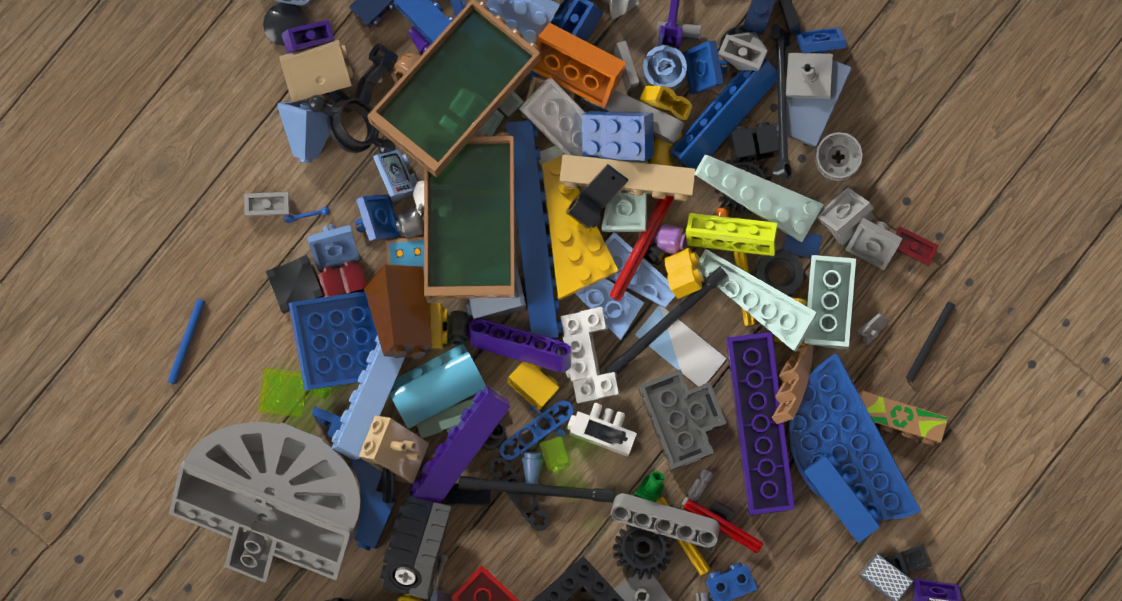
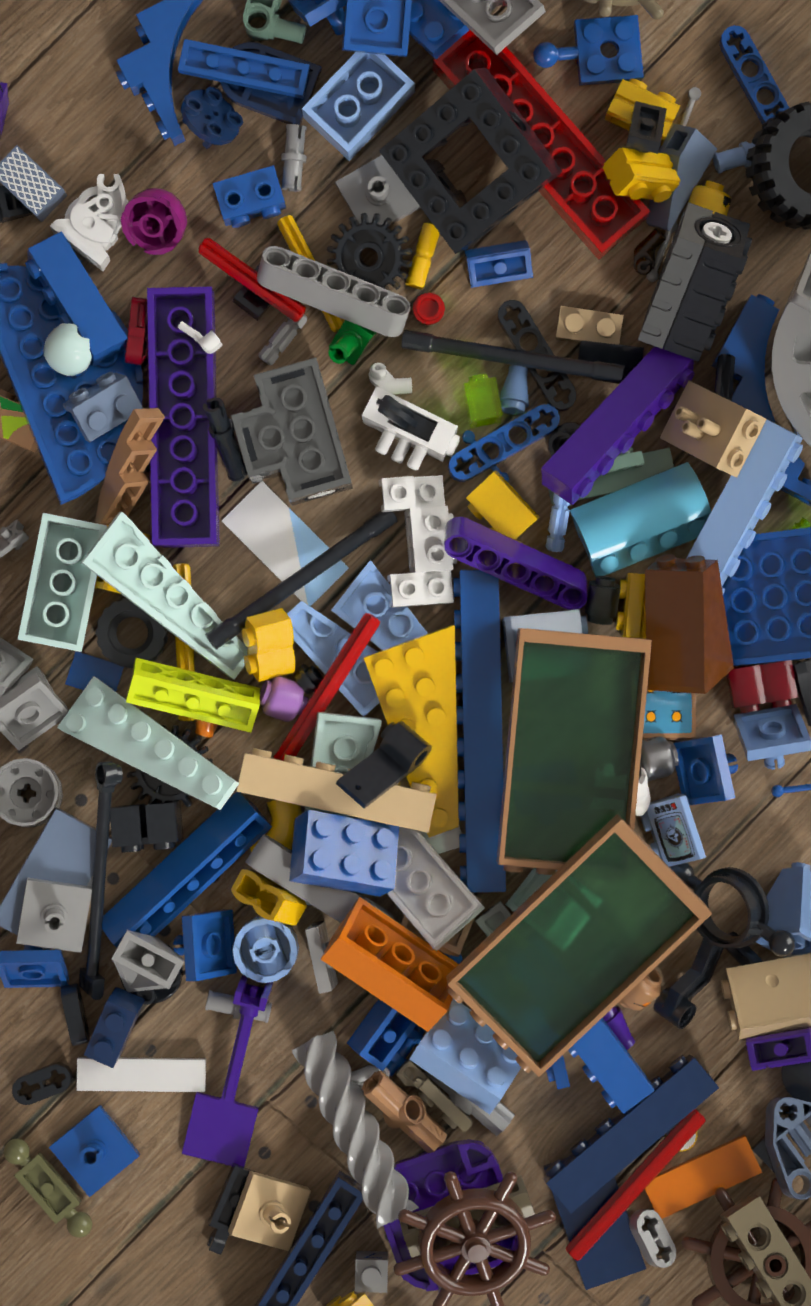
camera: 170 degrees left, 5 degrees up
(450, 573) = (645, 252): none -> dark brown arm
(484, 518) = (588, 325): none -> tan plate
(493, 374) = (557, 524): none -> light blue axle
(551, 556) = (499, 263): none -> blue slope
(597, 519) = (428, 308): none -> red plate
(606, 552) = (422, 259): none -> yellow piece
(622, 464) = (383, 379): none -> white arm
(731, 414) = (222, 430): none -> black pin
(746, 474) = (209, 343): none -> white hand
(794, 558) = (154, 221): none -> magenta cylinder
(798, 475) = (136, 332): none -> dark red piece
(815, 424) = (102, 405): none -> sand blue bracket
(836, 553) = (94, 224): none -> white piece
(844, 458) = (67, 350): none -> light aqua hair

